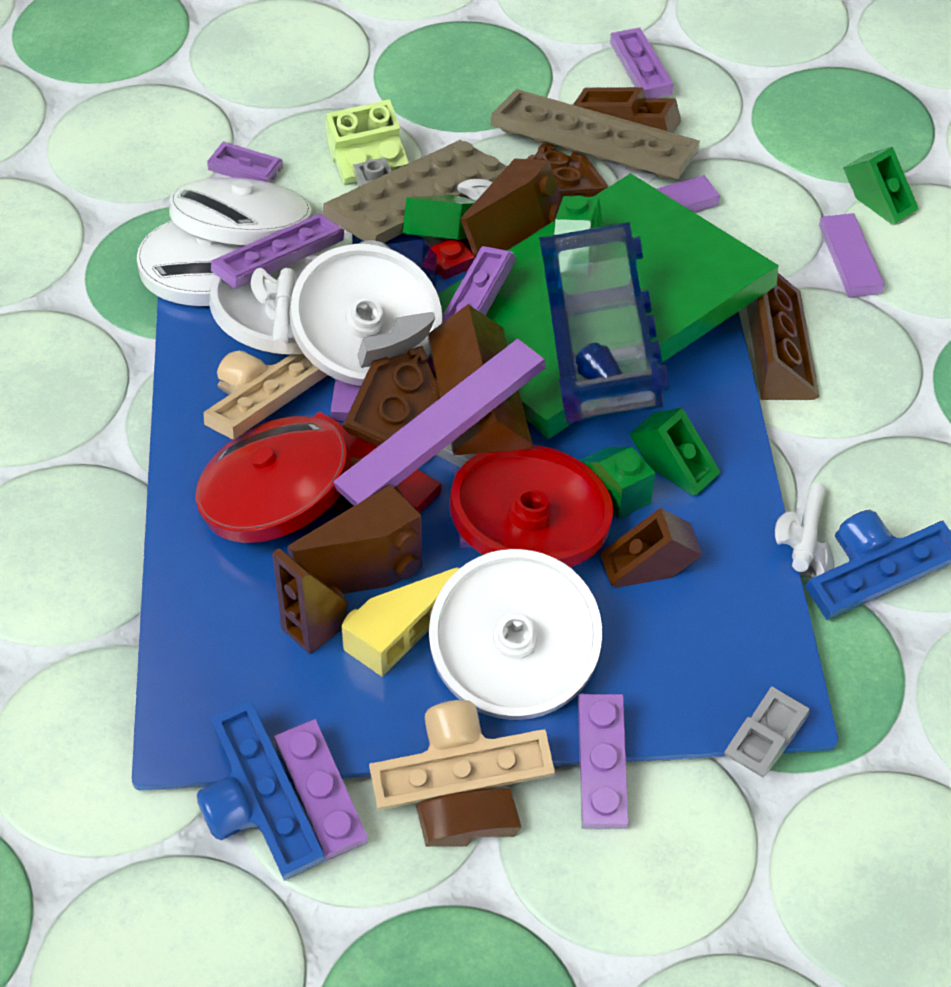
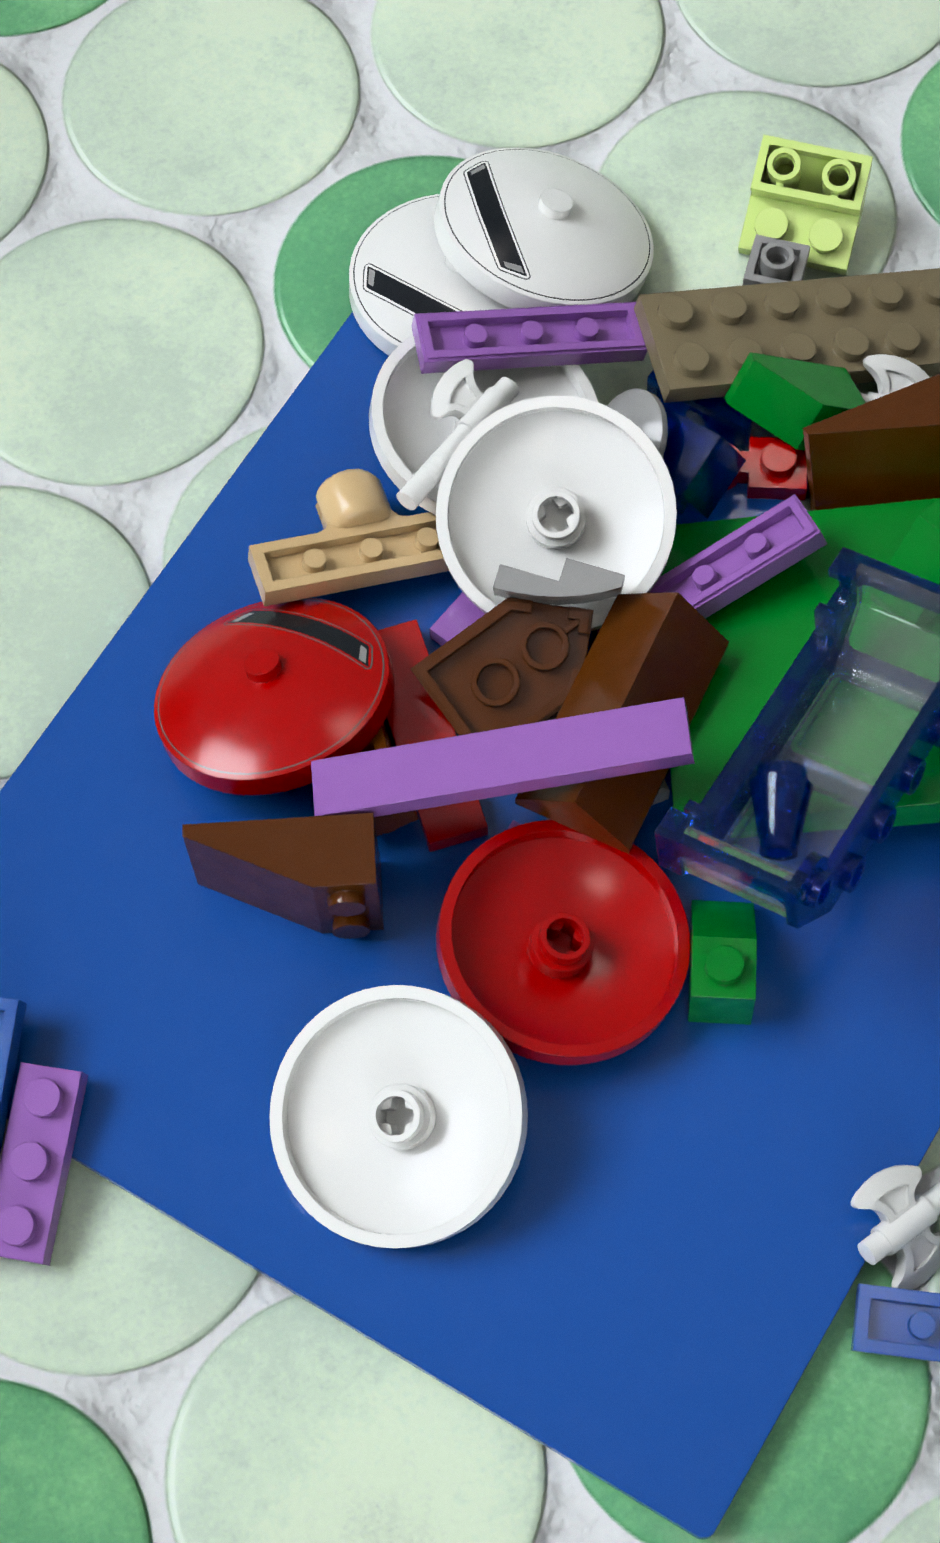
camera: 40 degrees right, 15 degrees up
(244, 163) = (645, 178): medium lavender tile -> none
(307, 605) = (178, 907): reddish brown slope -> none
(392, 623) = (271, 995): light yellow slope -> none
(459, 759) = (213, 1240): tan plate -> none
(461, 816) = (178, 1317): reddish brown slope -> none
(602, 761) = (386, 1357): medium lavender plate -> none
(651, 550) = (677, 1105): reddish brown slope -> none
(675, 450) = (835, 978): green slope -> none
(767, 732) = (620, 1463): light grey slope -> none

